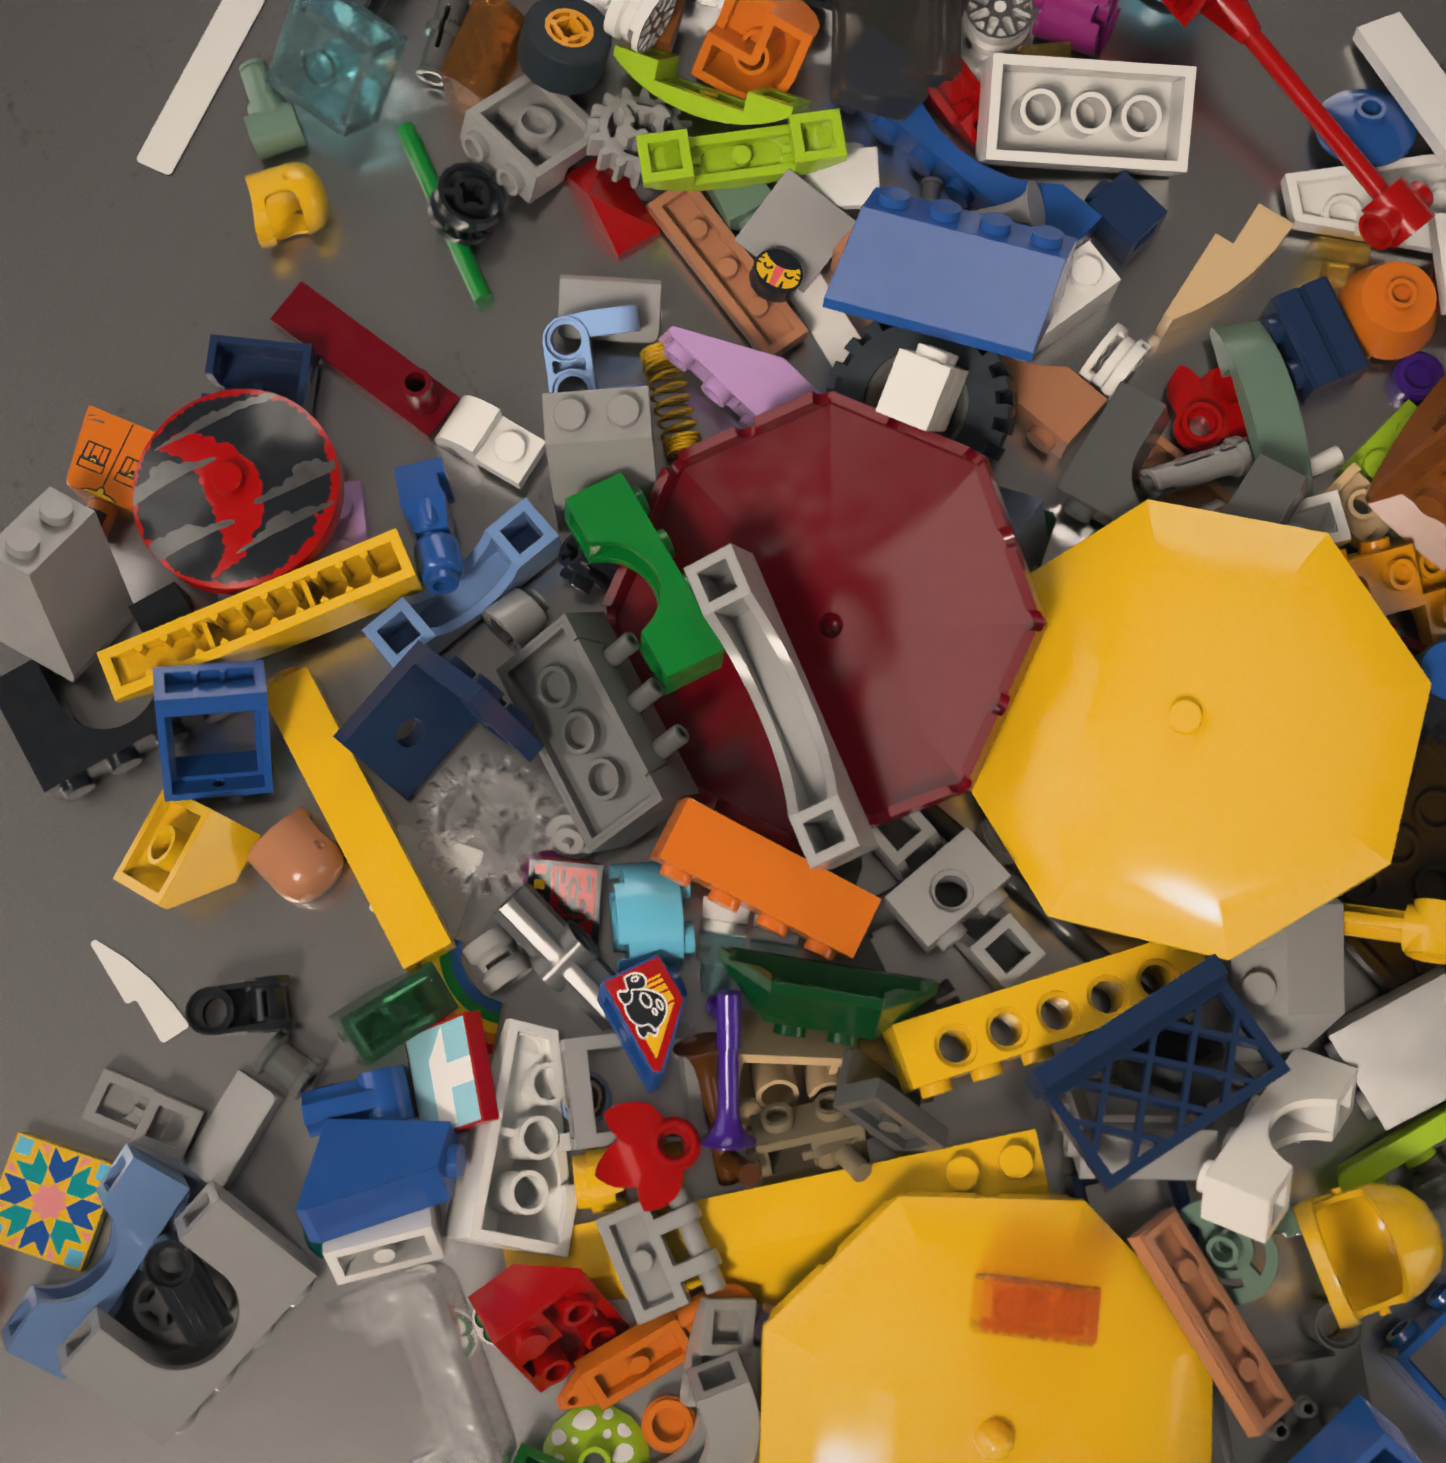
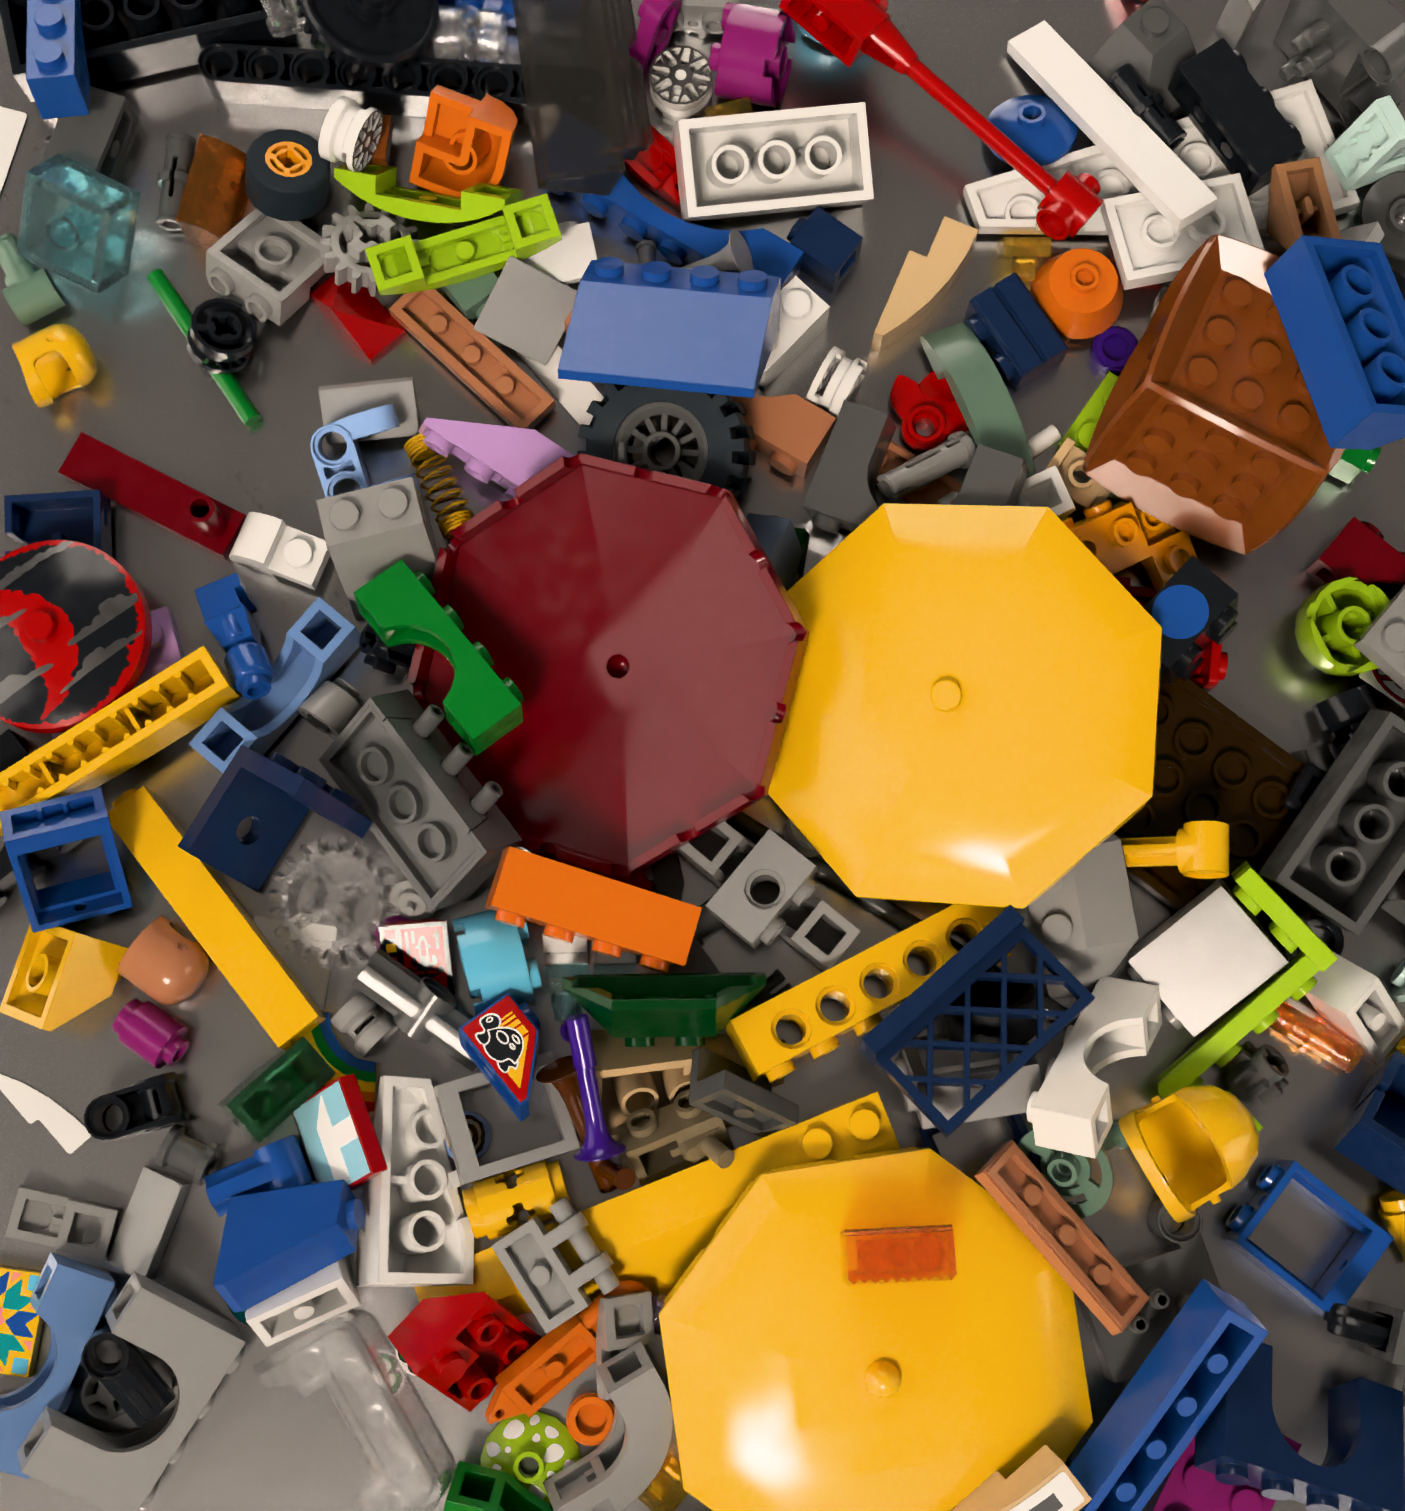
camera: 10 degrees left, 0 degrees up
(270, 930) = (151, 1033): none -> magenta brick
(639, 1155) = (520, 1179): red plate -> none
(775, 275) = (516, 355): tile -> none
(814, 779) = (623, 811): light grey arch -> none
(923, 388) = (661, 437): white brick -> none

